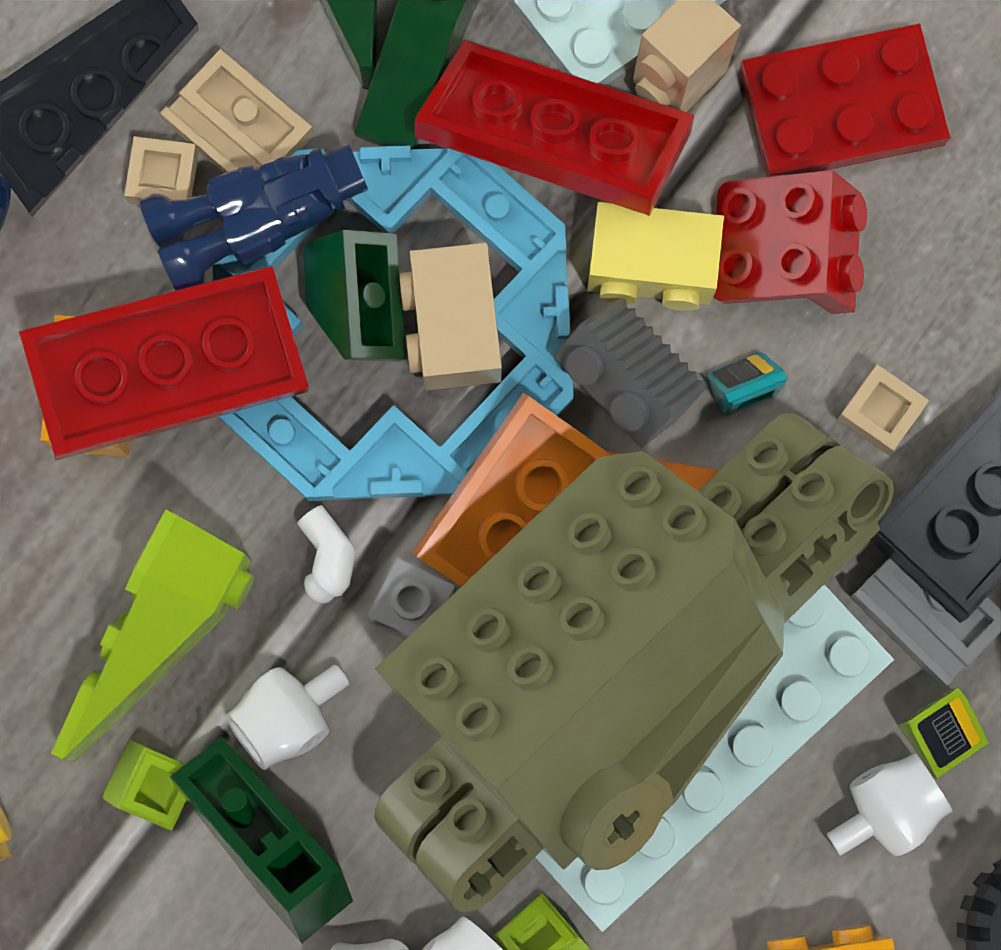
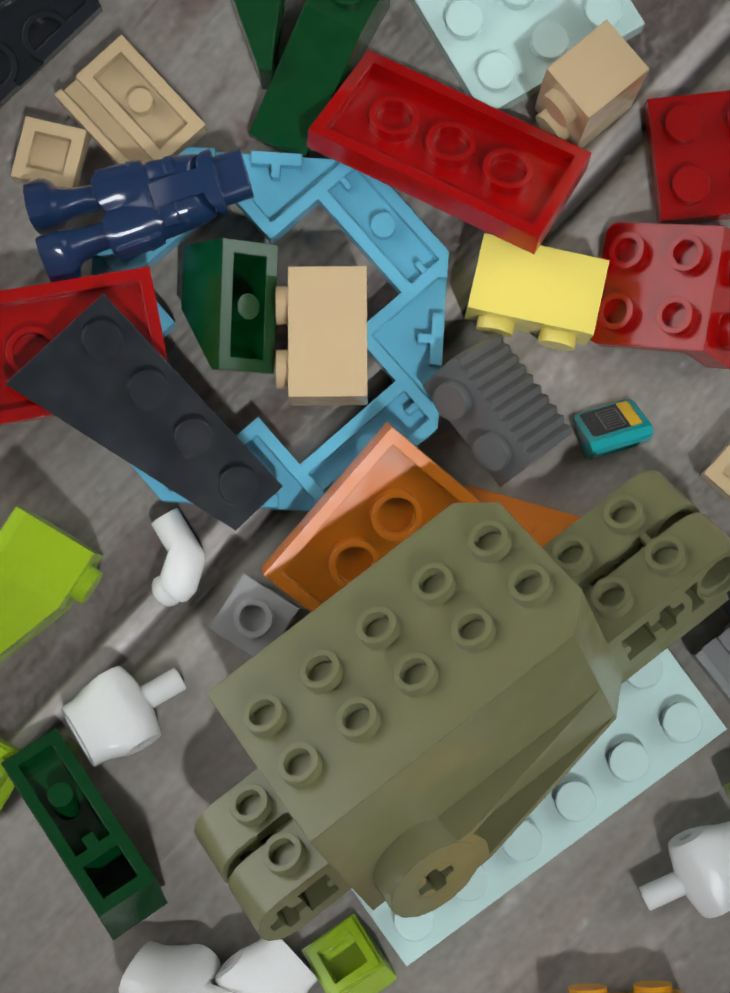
camera: 10 degrees right, 5 degrees up
(271, 399) = (133, 403): none -> black wing

